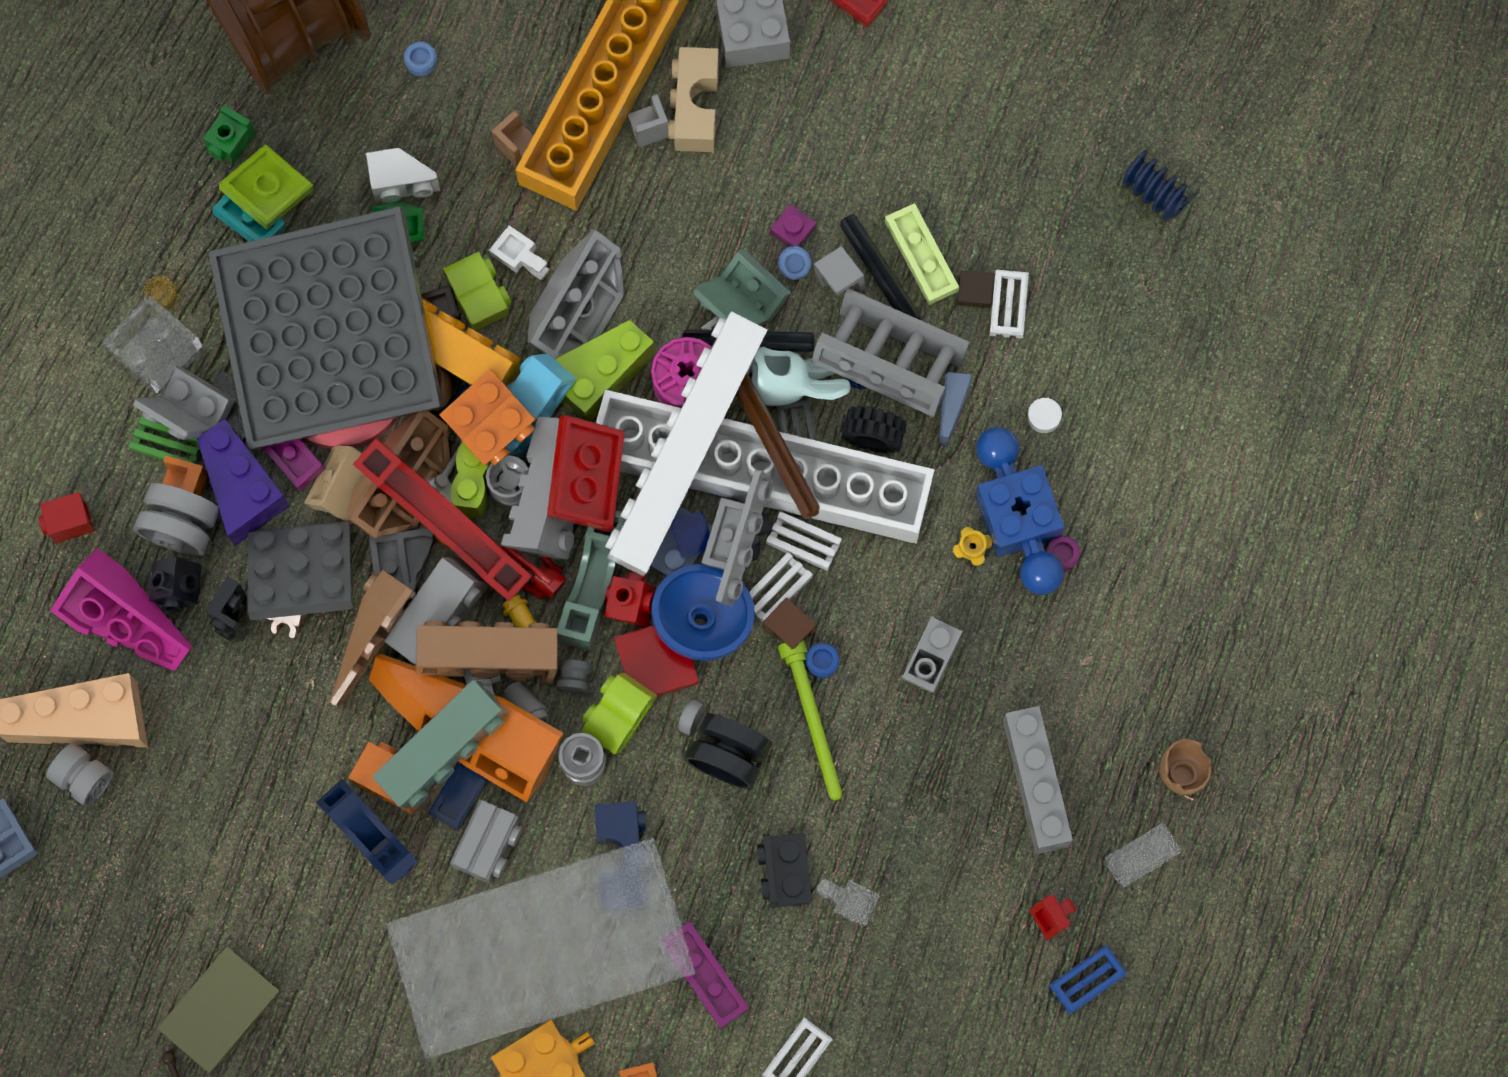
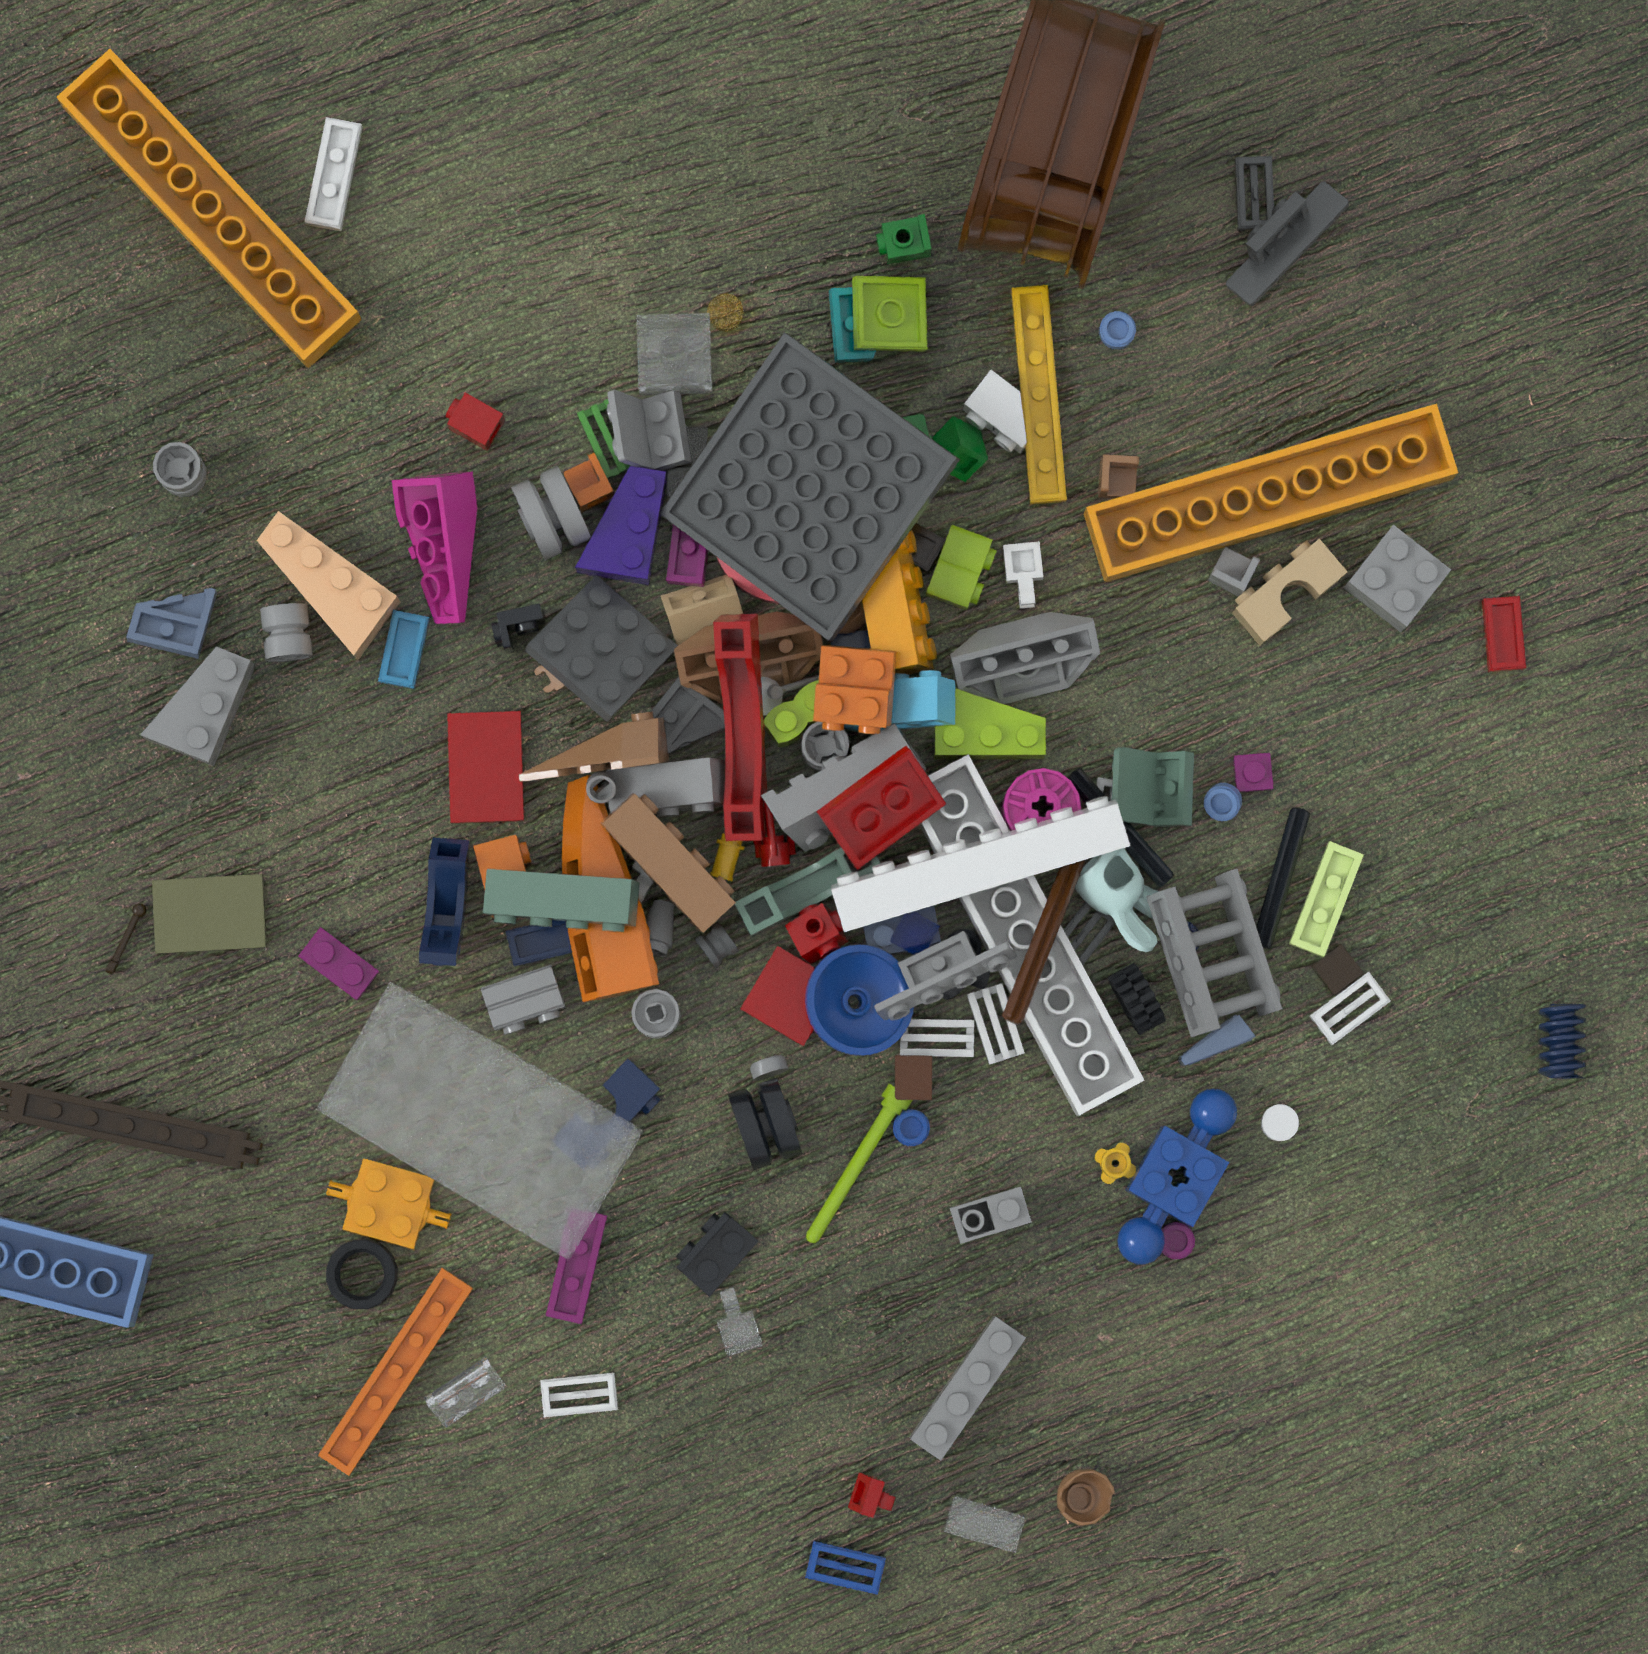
camera: 40 degrees right, 10 degrees up
(73, 881) = (203, 708): none -> light grey wedge
(171, 708) = (403, 649): none -> dark azure tile
(175, 583) = (501, 560): black brick -> none
(304, 725) = (485, 767): none -> red tile
(340, 950) = (339, 964): none -> magenta plate
(399, 651) = (605, 792): none -> light grey hinge
(400, 132) = (1039, 394): none -> yellow tile
(619, 712) = (718, 1007): lime brick -> none
(839, 272) = (1245, 848): light grey panel -> none

